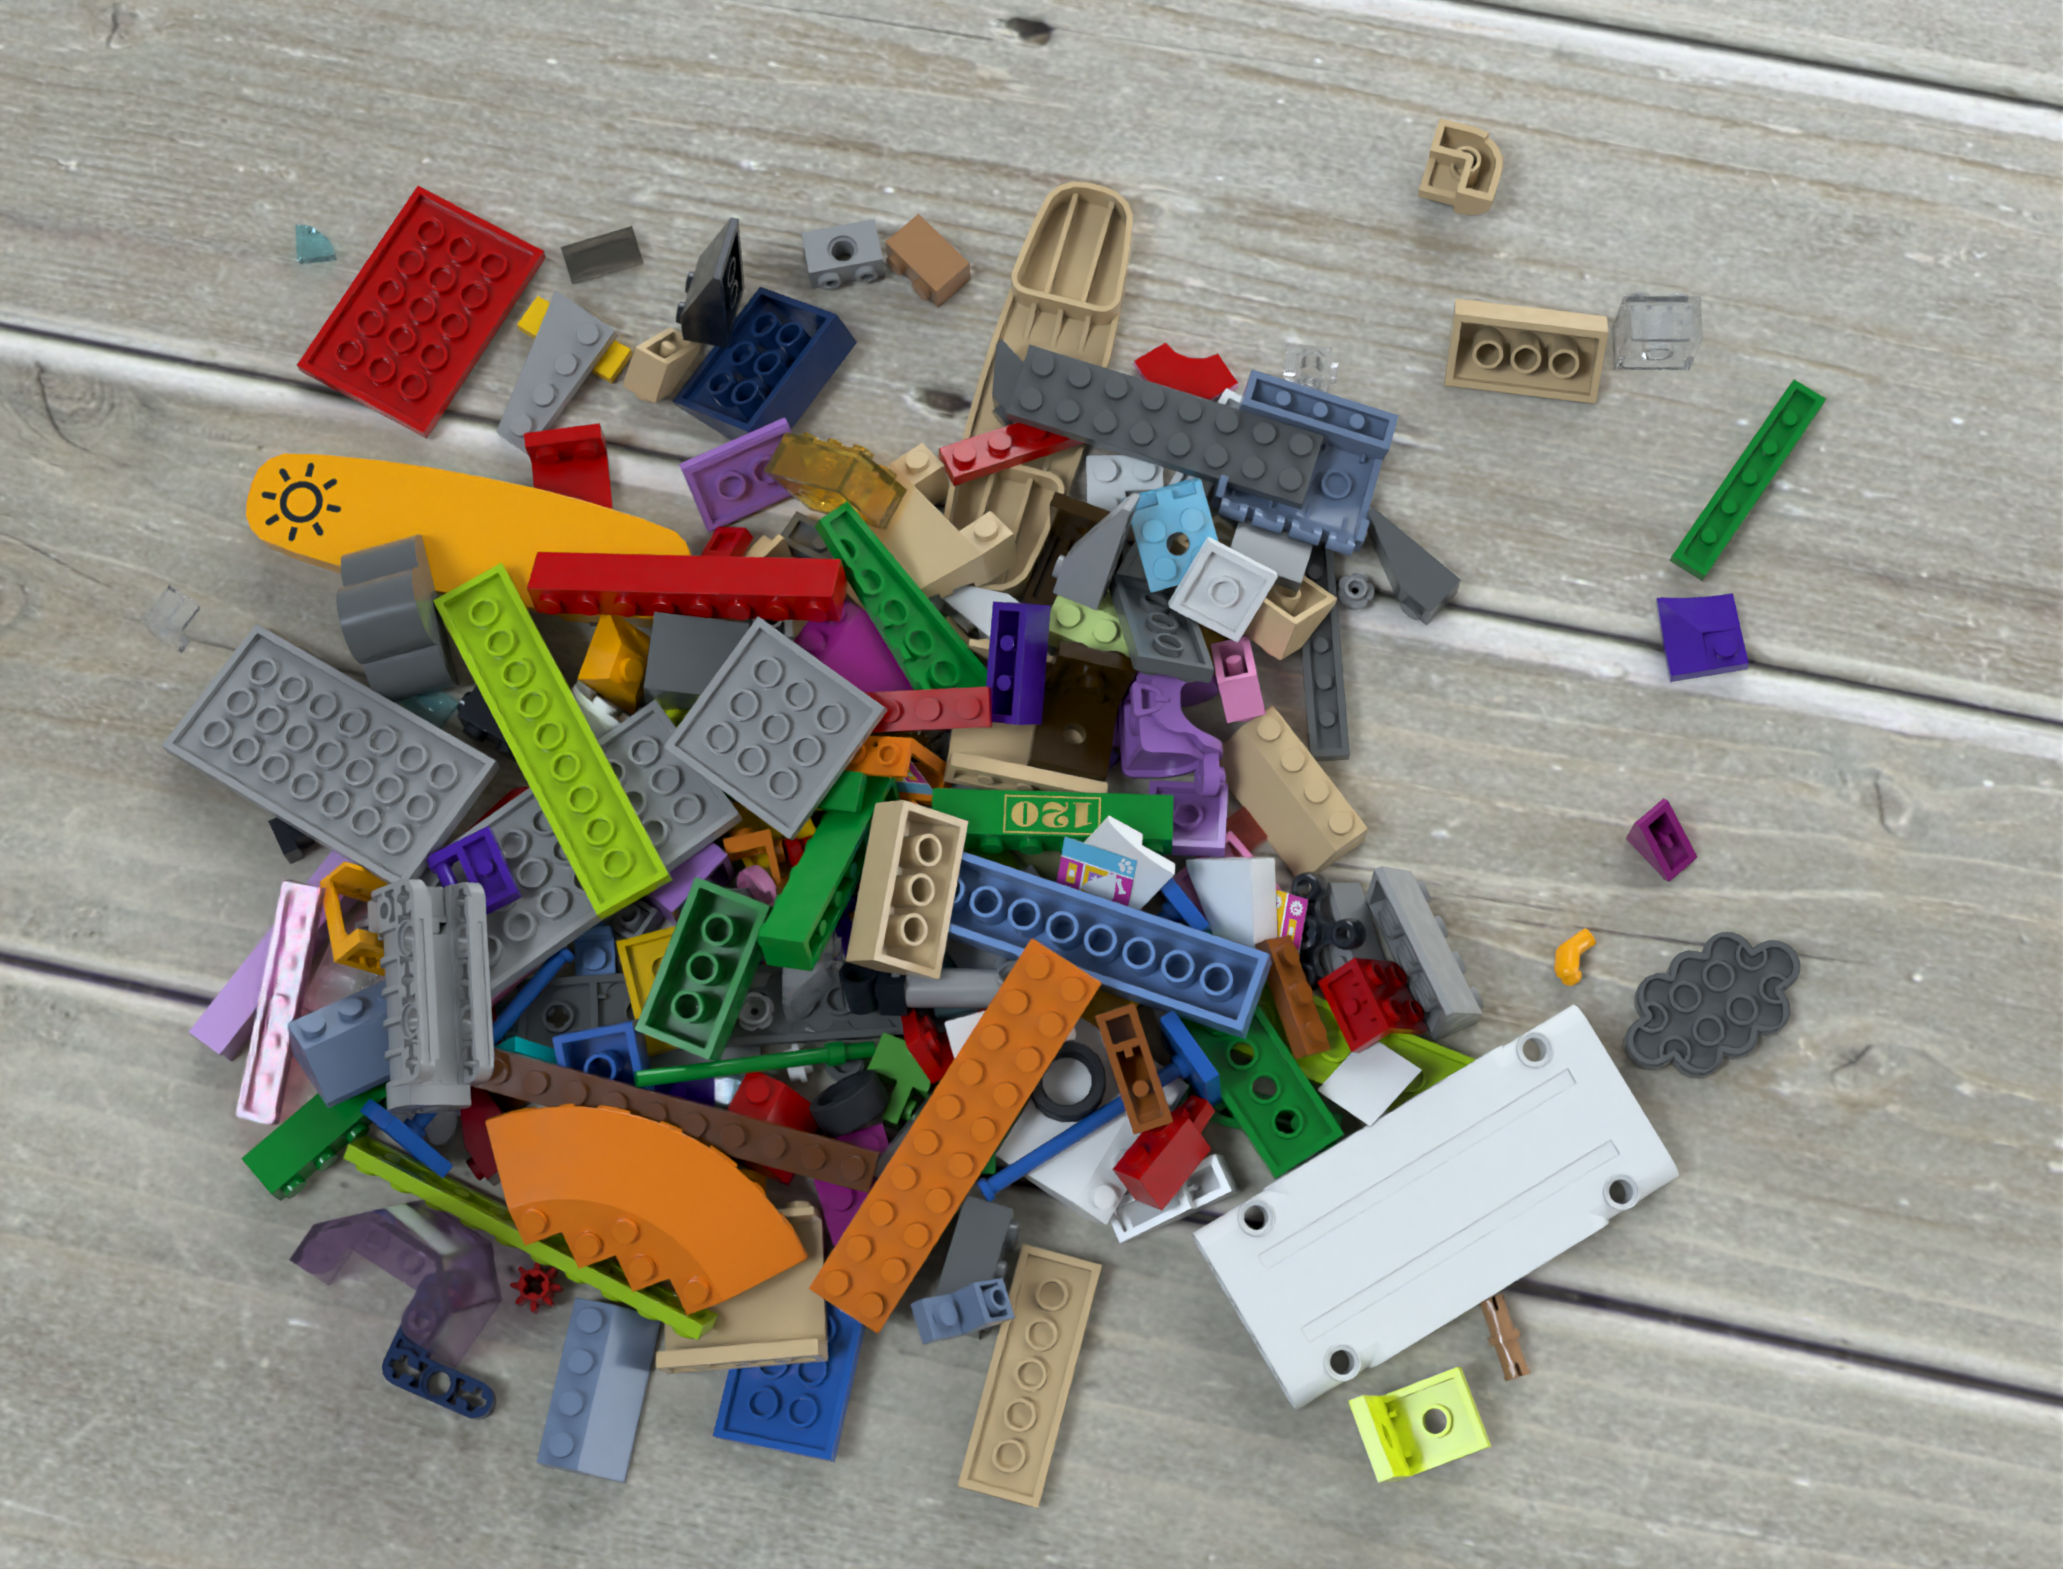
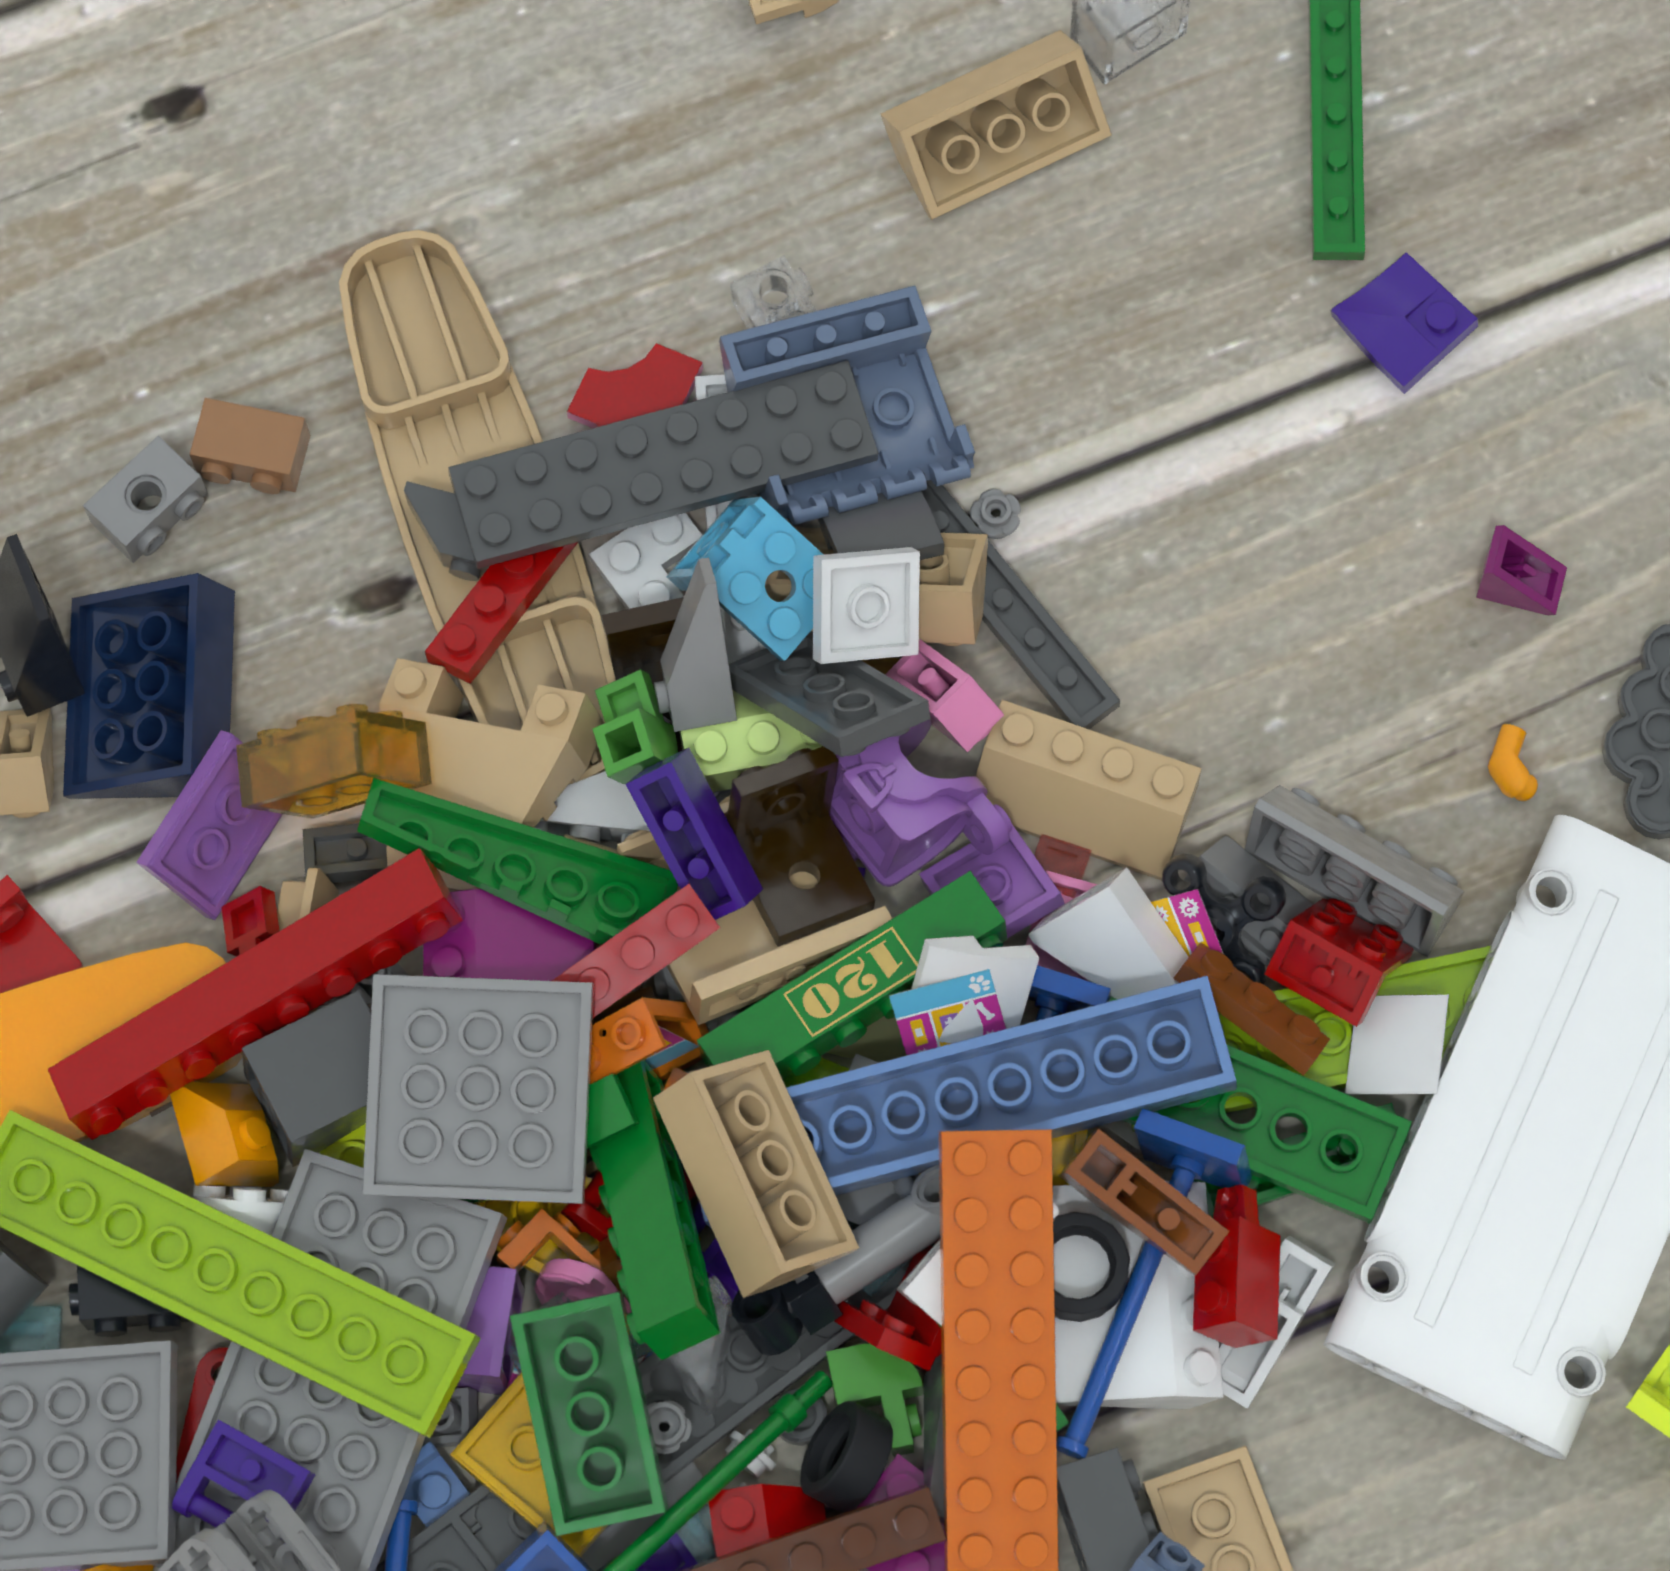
camera: 35 degrees left, 0 degrees up
(1030, 575) = (633, 727): none -> bright green brick
(1414, 574) = (1046, 452): dark grey slope -> none

